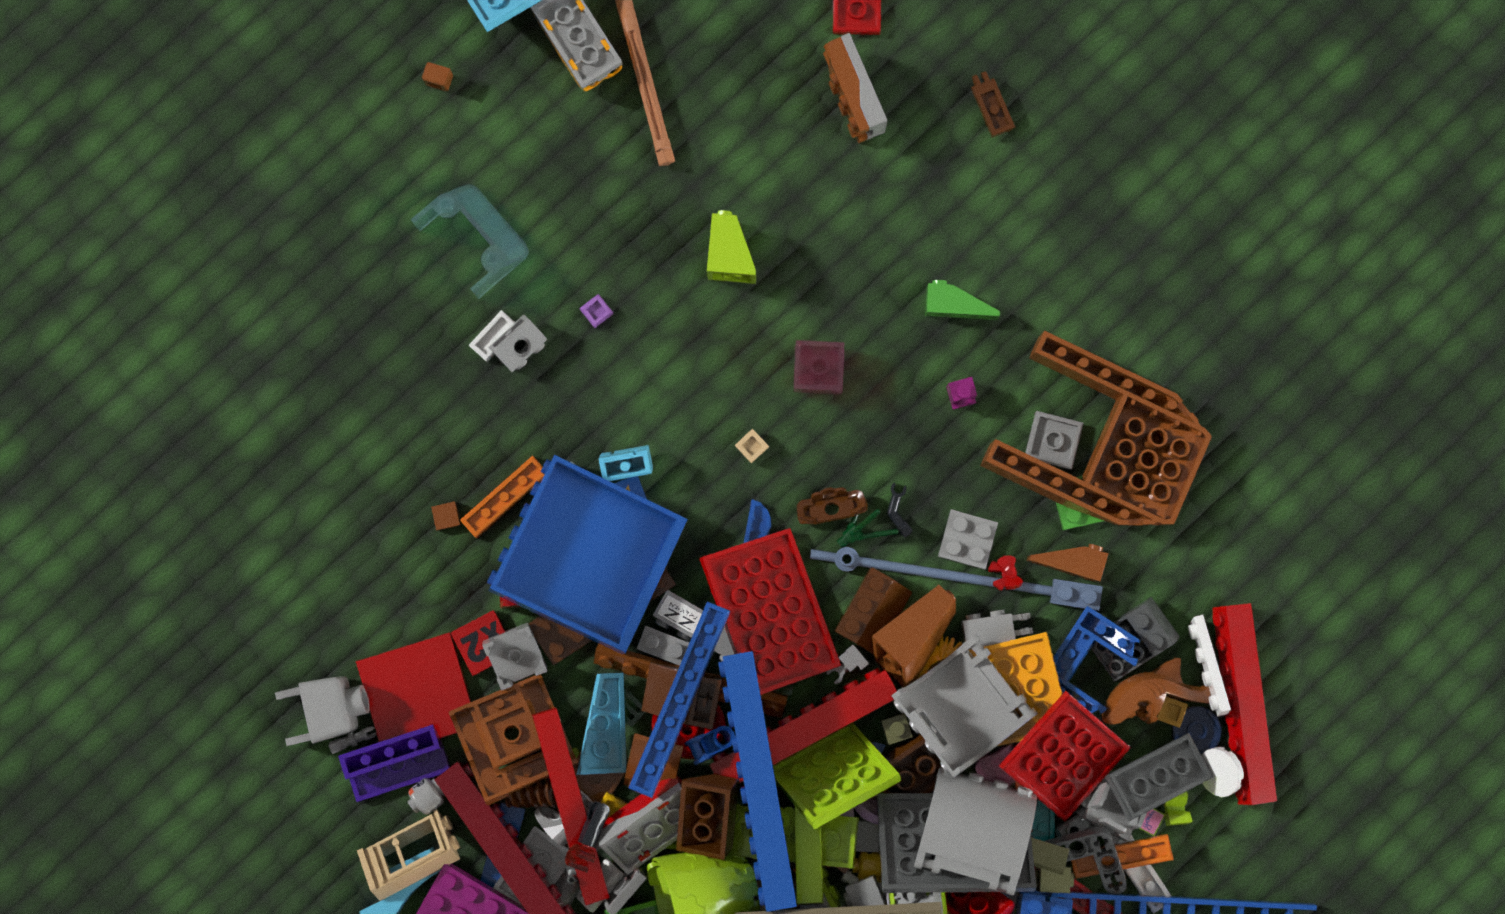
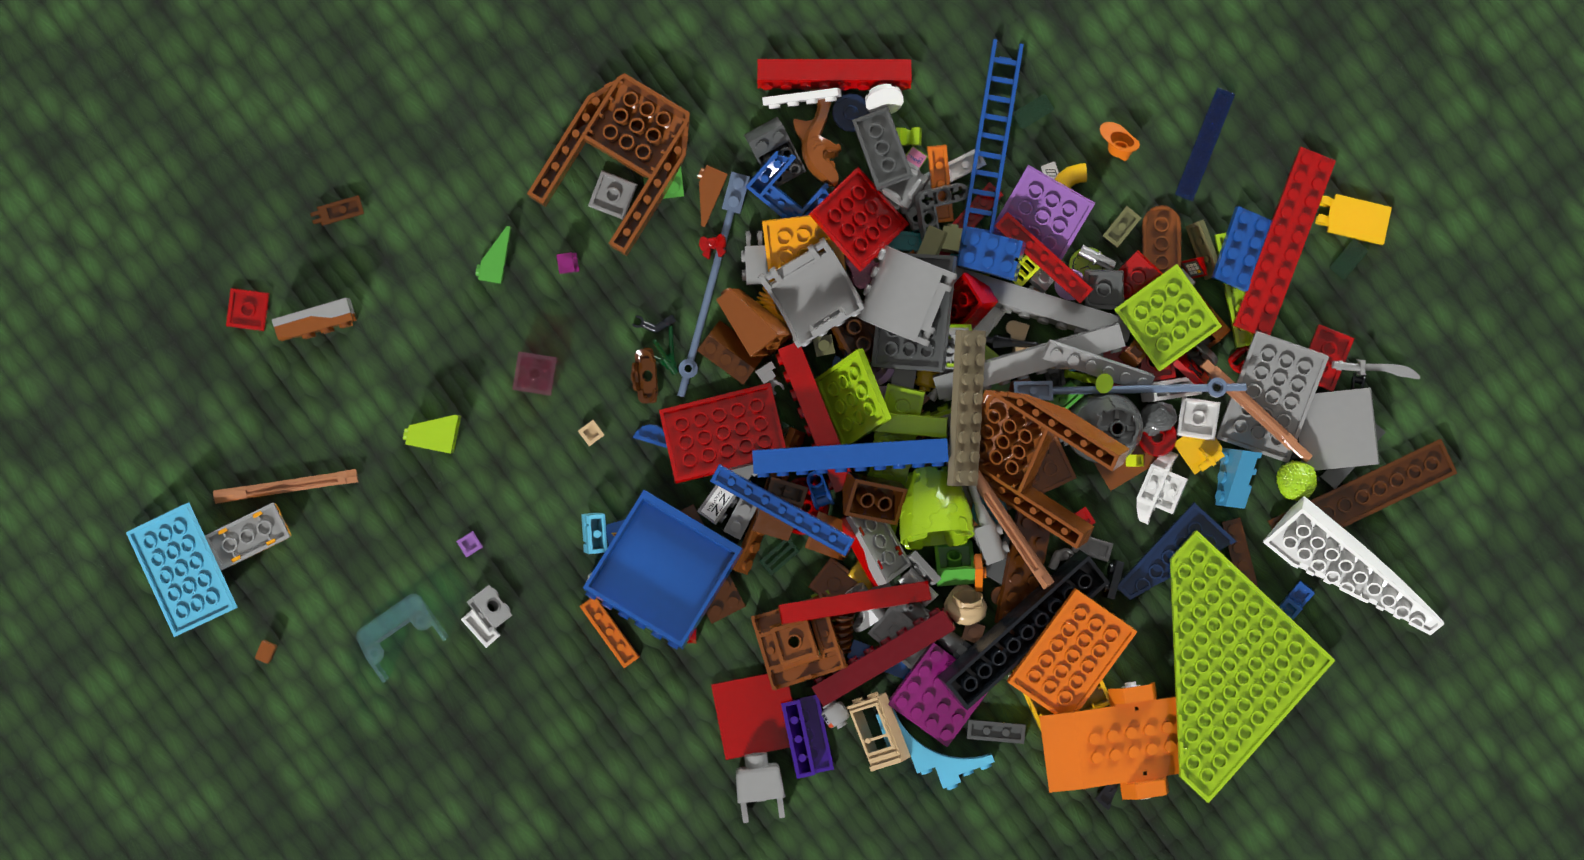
camera: 90 degrees left, 5 degrees up
(352, 739) = (785, 767): light grey piece -> none
(446, 516) = (619, 678): dark orange tile -> none
(470, 640) = (722, 659): red tile -> none
(514, 655) = (734, 635): light grey panel -> none
(579, 855) = (892, 599): piece -> none
(604, 735) = (804, 571): medium azure wing -> none
(967, 539) = (683, 272): light grey plate -> none
(1172, 712) = (834, 131): pearl gold tile -> none

